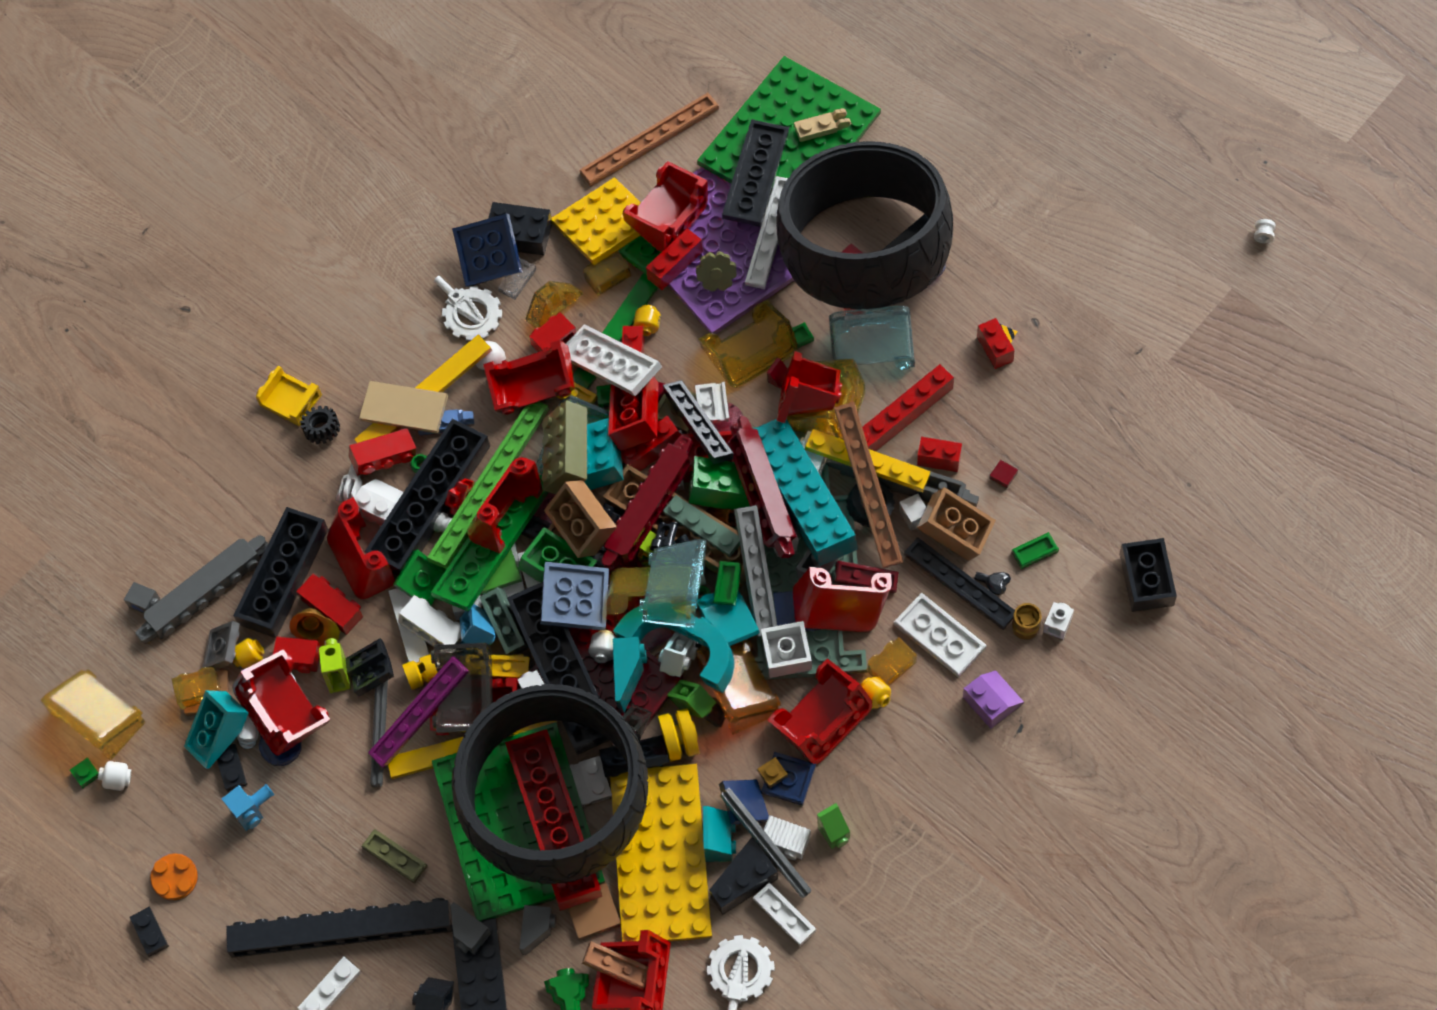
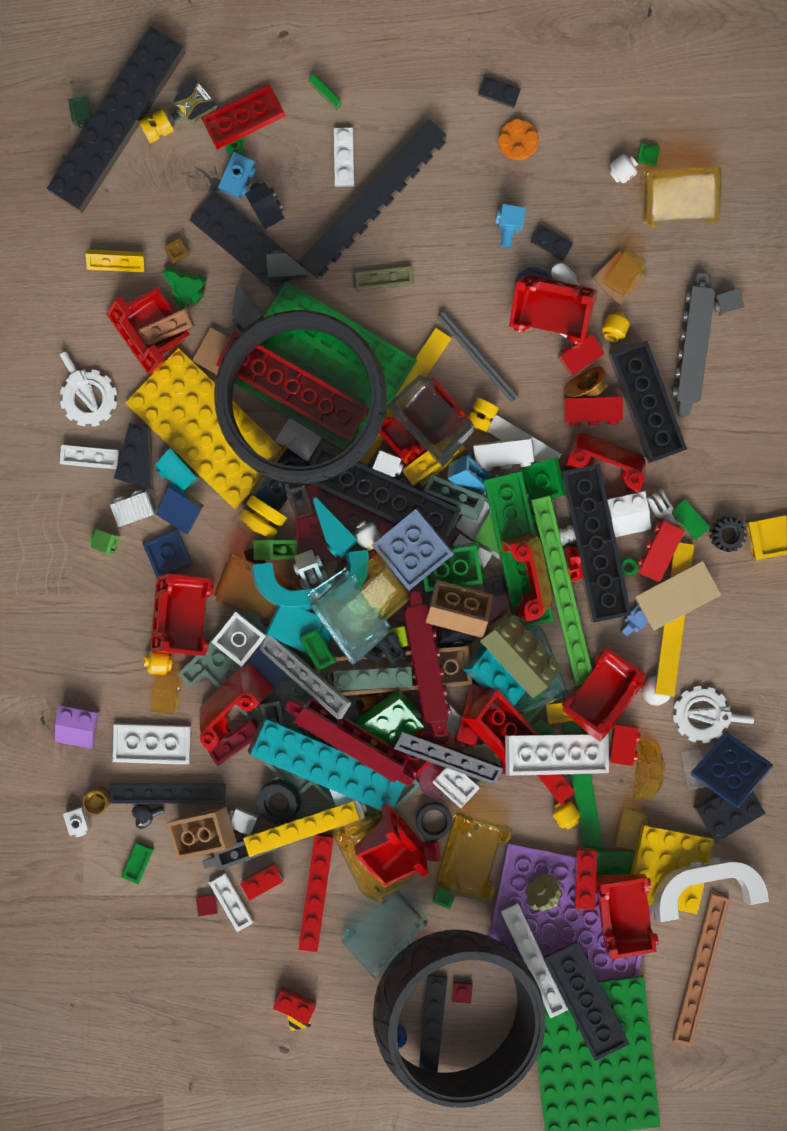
camera: 130 degrees right, 25 degrees up
(215, 726) = (584, 256): teal slope -> none
(221, 645) = (637, 314): flat silver plate -> none
(332, 660) = (540, 363): lime torso -> none
(338, 460) = (690, 519): none -> green tile
(369, 667) = (521, 388): black slope -> none
(418, 712) = (449, 380): magenta tile -> none
(598, 202) = (669, 889): none -> white arch
(760, 408) = (434, 835): none -> black tyre
(765, 843) = (138, 491): dark grey axle -> none
(772, 772) = (178, 546): pearl gold plate -> none
(821, 125) = (575, 1084): tan hinge -> none
(868, 485) = (284, 809): nougat tile -> none
(980, 461) = (231, 902): none -> white tile
(1147, 574) = (40, 906): black brick -> none

